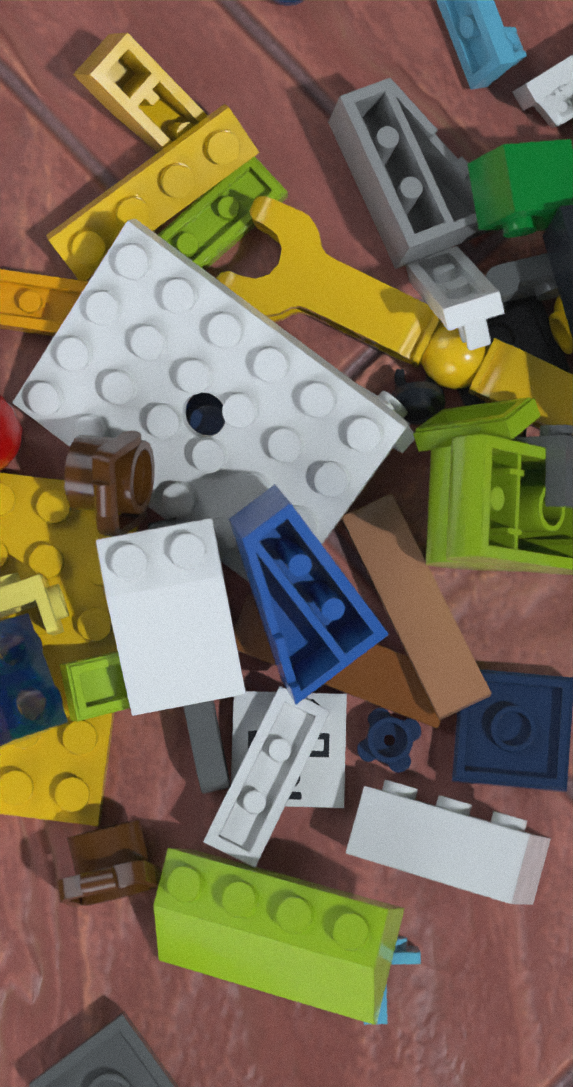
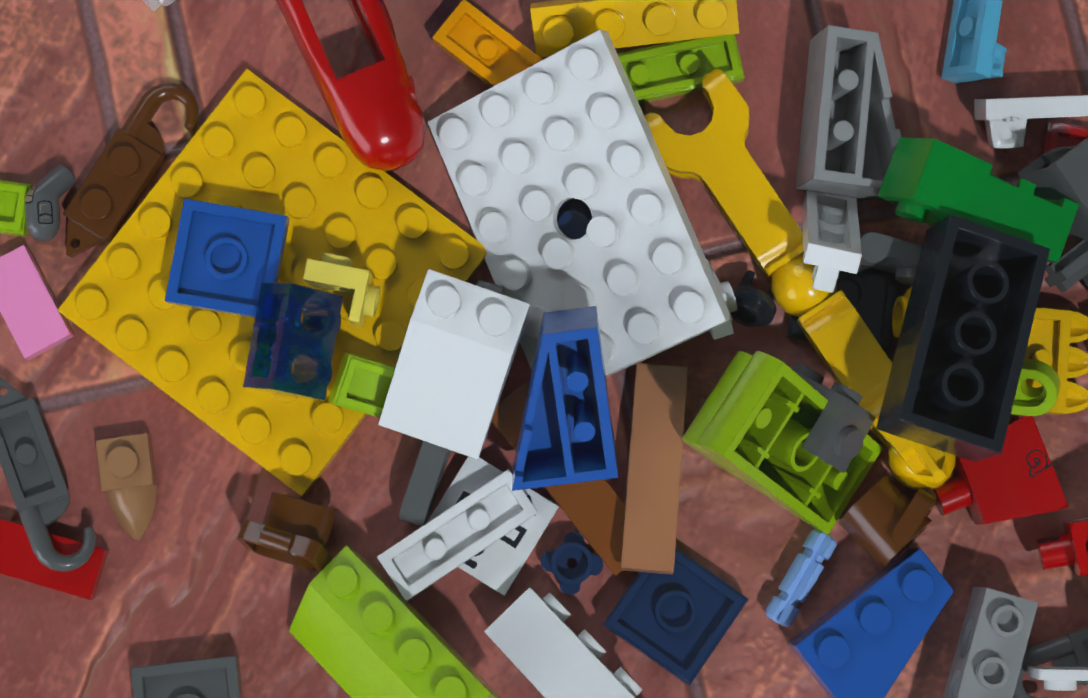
camera: 30 degrees right, 0 degrees up
(111, 479) = (469, 228): reddish brown piece -> none
(498, 419) = (800, 354): lime tile -> none

